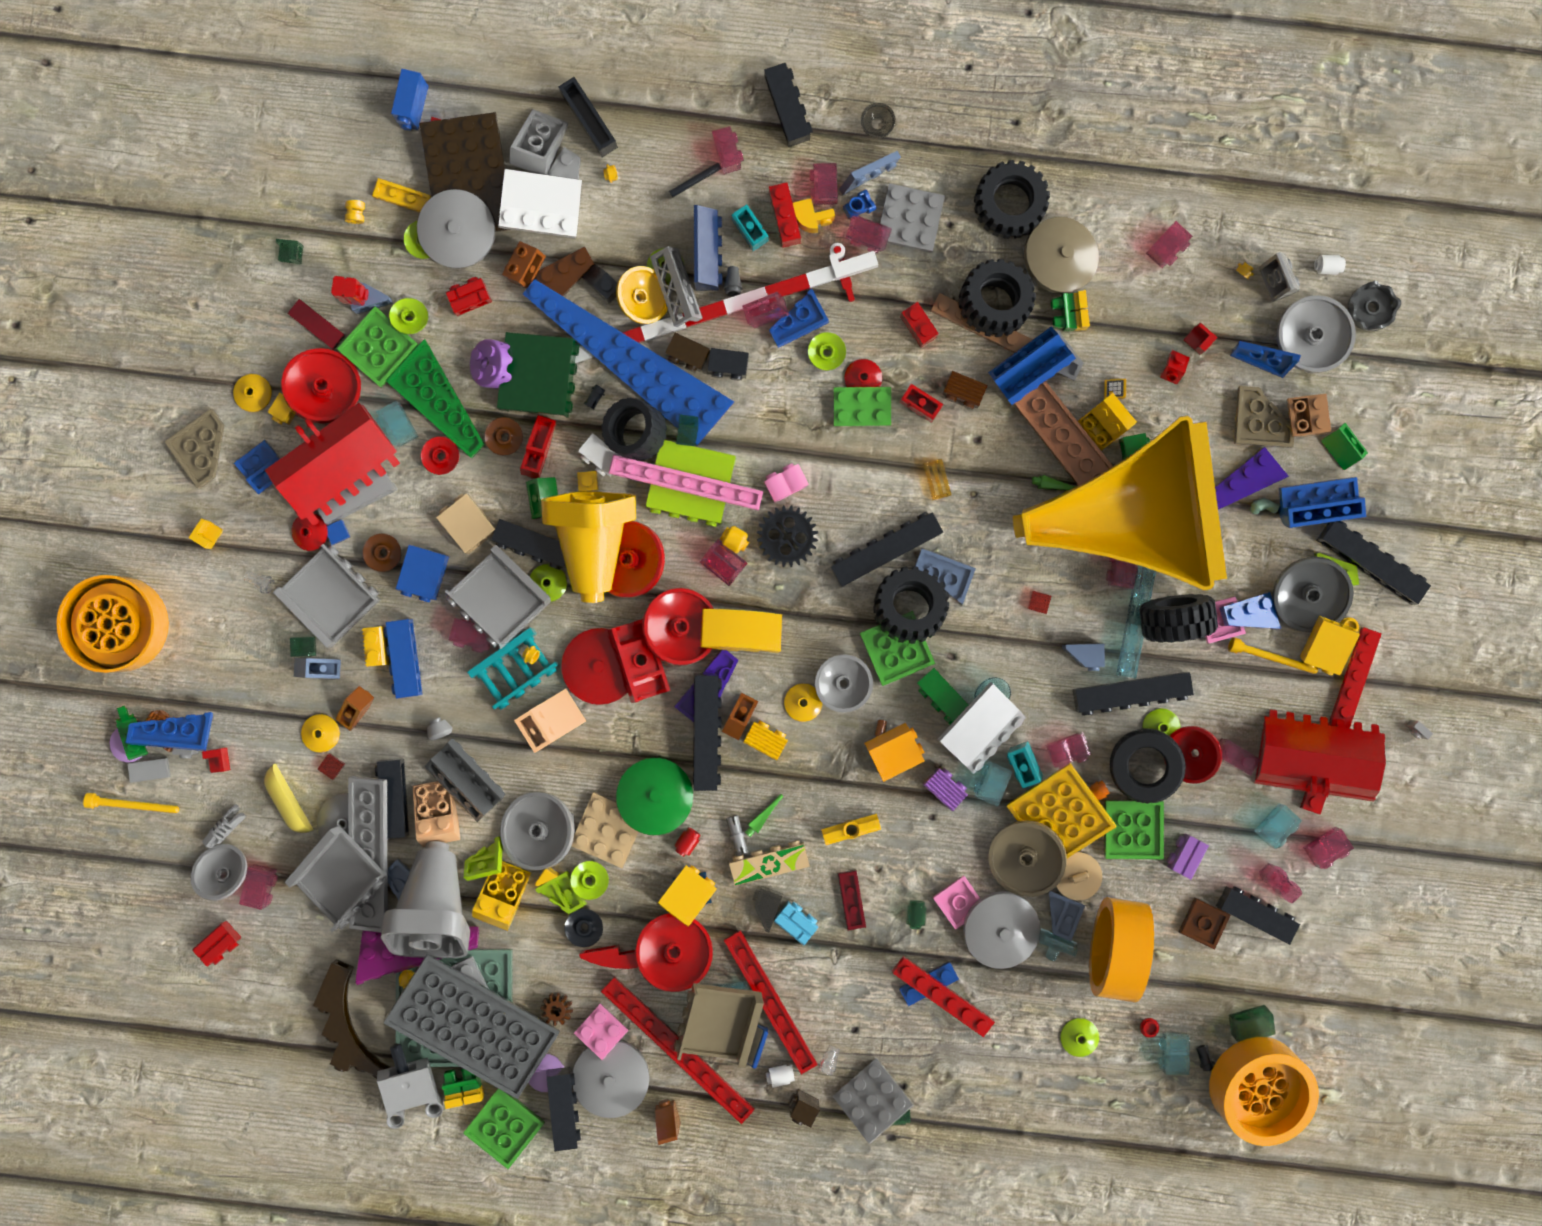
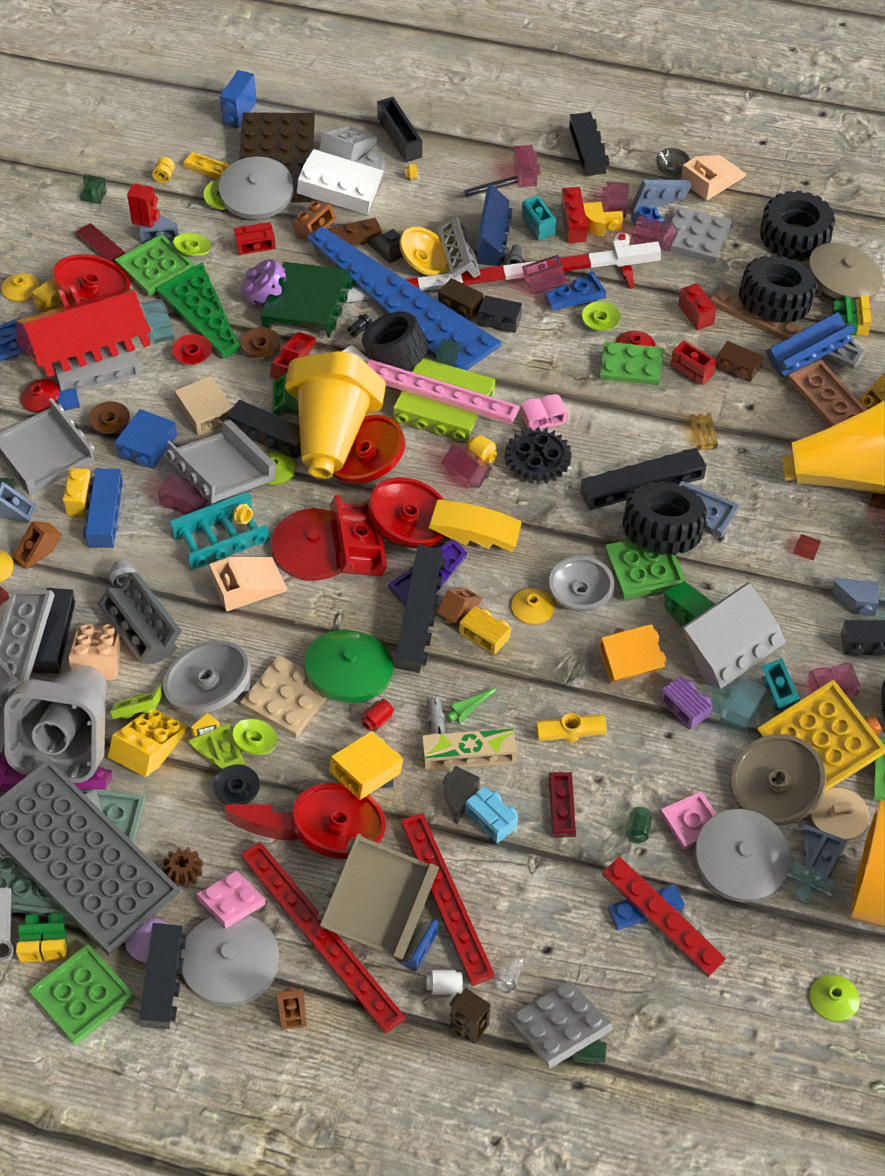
camera: 10 degrees right, 35 degrees down
(920, 132) = (710, 175): none -> light nougat slope

